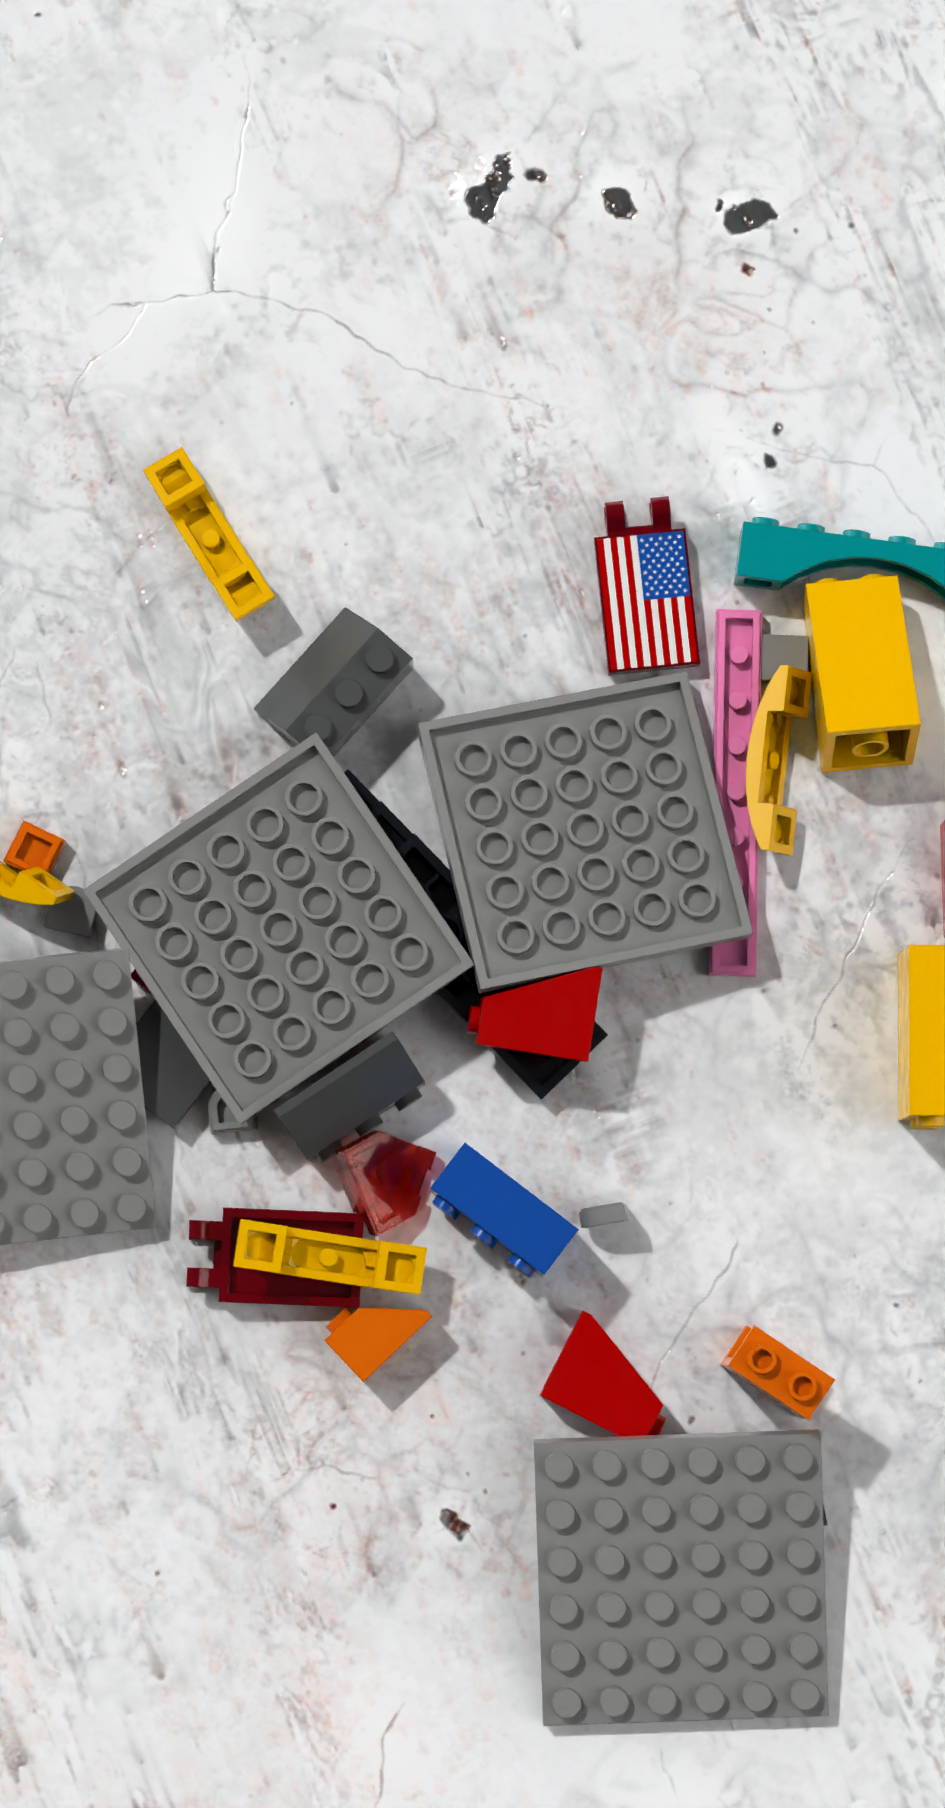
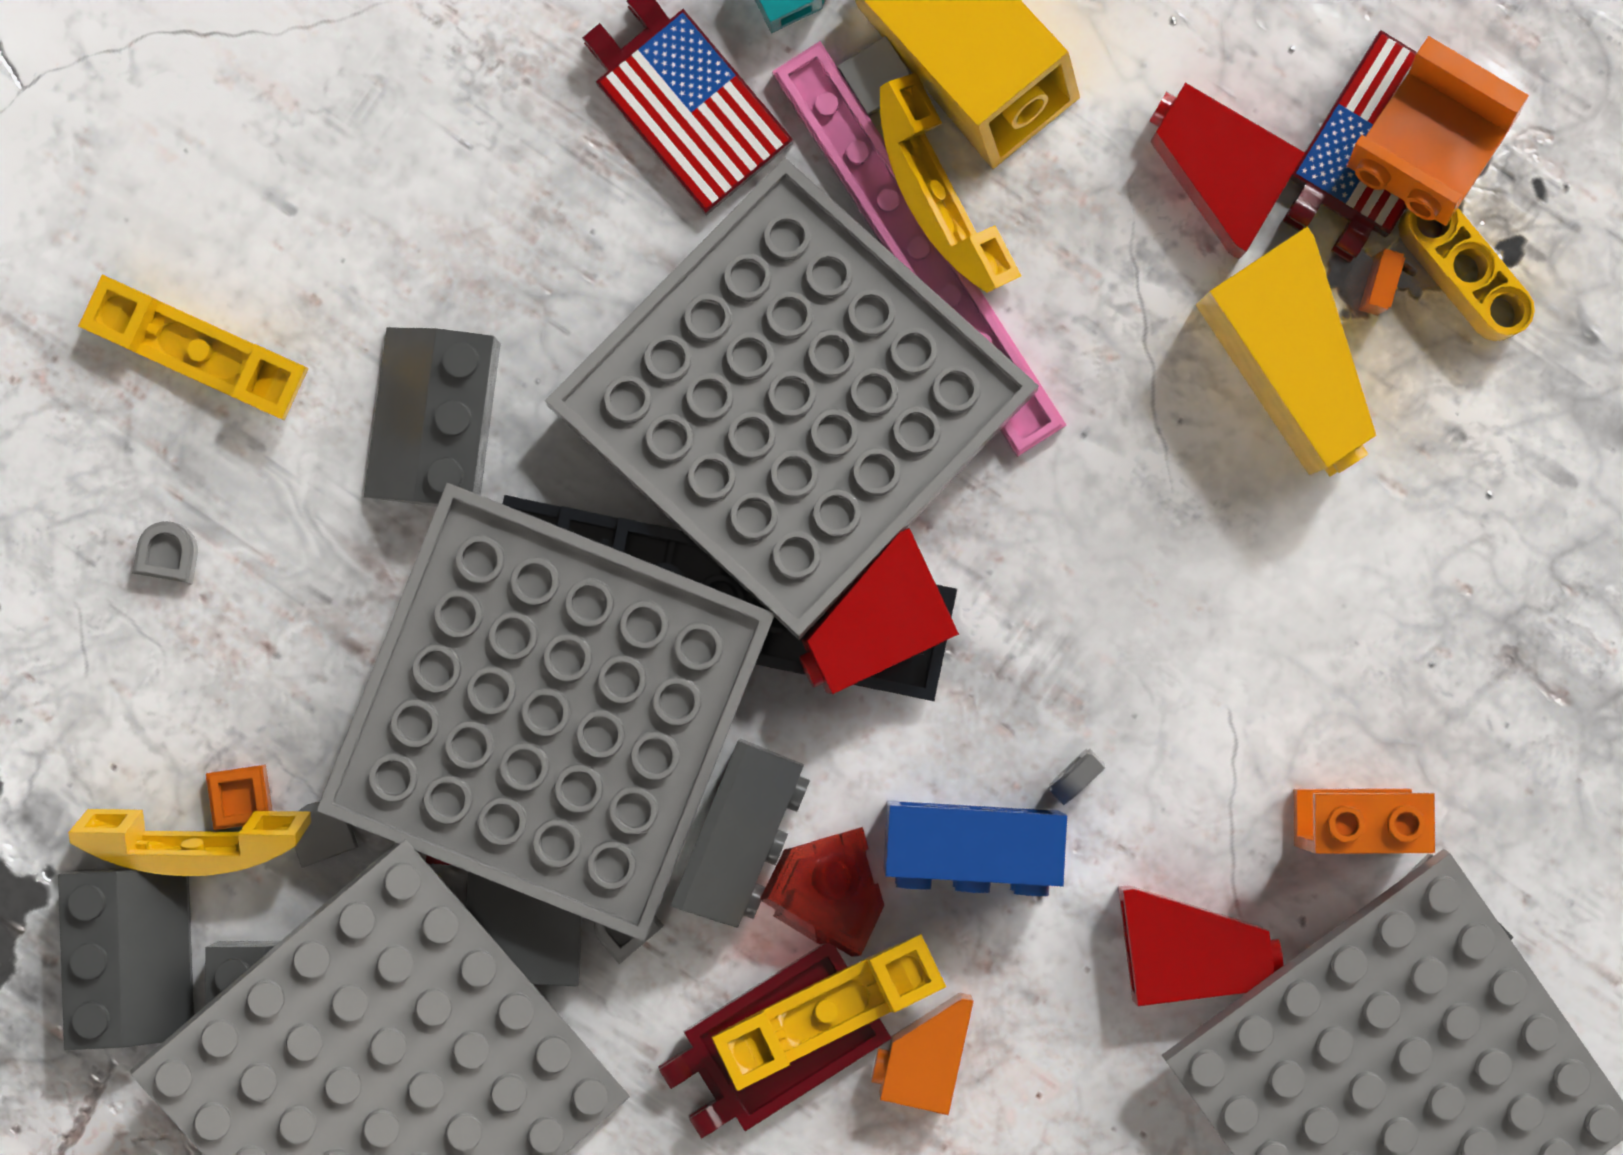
camera: 30 degrees left, 5 degrees up
(97, 657) = (166, 552): none -> light grey tile

